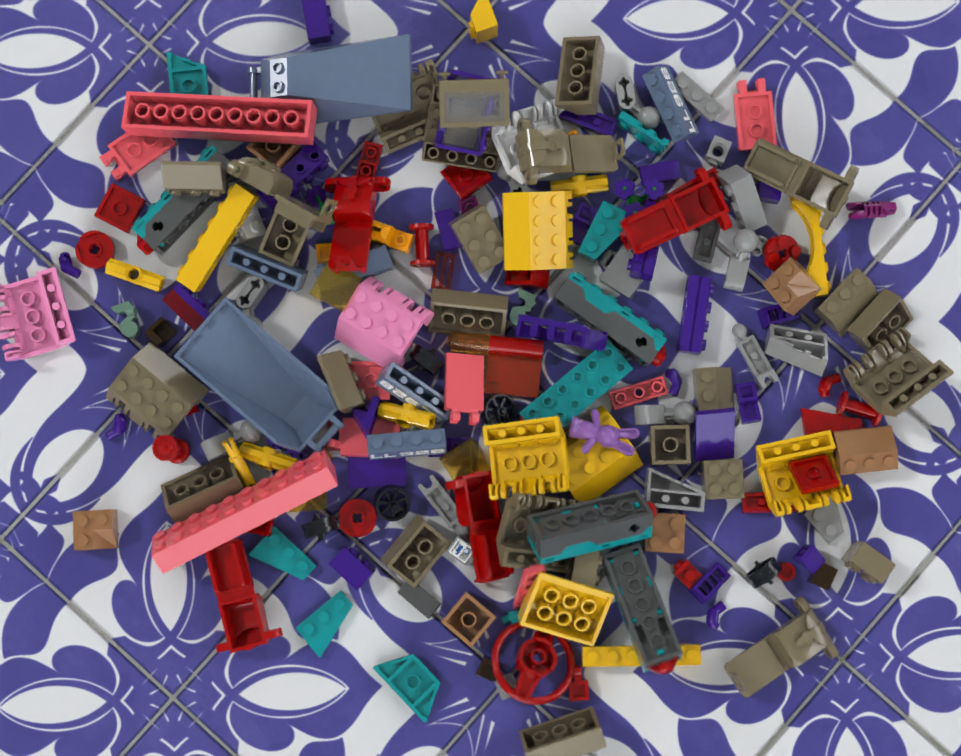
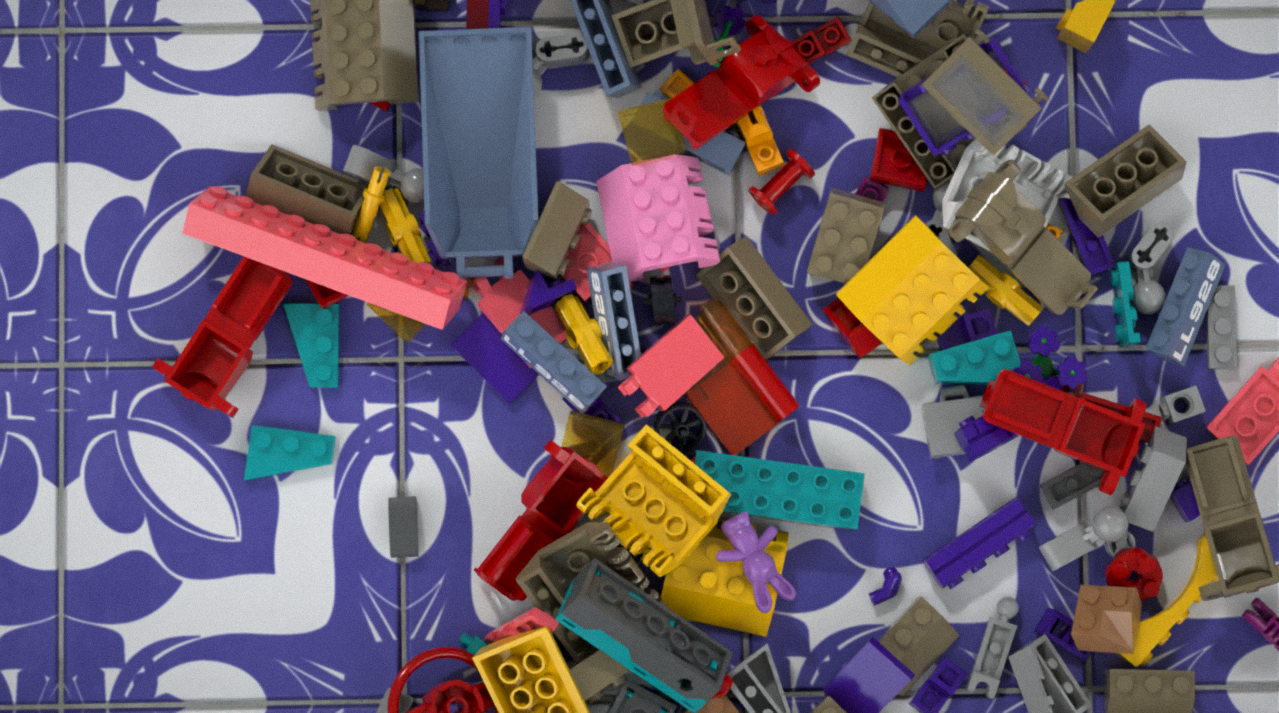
camera: 45 degrees right, 0 degrees up
(95, 529) = (162, 120): medium nougat slope -> none
(119, 427) = (292, 43): dark purple arm -> none
(171, 449) = (319, 120): red hose -> none
(319, 527) = (381, 351): black wheel -> none
(346, 518) = (417, 371): red plate -> none
(351, 567) = (369, 426): dark purple brick -> none
(392, 502) = (477, 404): black wheel -> none
(411, 682) = (307, 601): teal wing -> none
(415, 551) = (449, 477): dark tan slope -> none
(444, 506) = (525, 462): light grey plate -> none
(445, 255) = (794, 217): clear red tile -> none
(447, 236) = (816, 201): dark purple slope -> none
(461, 551) = (493, 524): brick -> none
(468, 619) = (429, 599): medium nougat slope -> none
(485, 669) = (391, 667): dark brown panel -> none
(529, 300) = (803, 352): sand green leg -> none
(561, 332) = (827, 422): dark purple window -> none
(604, 314) = (888, 458): dark grey piece -> none
(626, 396) = (854, 568): coral tile -> none
(647, 415) = (834, 603): light grey beam -> none
(661, 171) = (1101, 364): dark purple slope -> none
(669, 445) = (812, 643): dark tan brick -> none

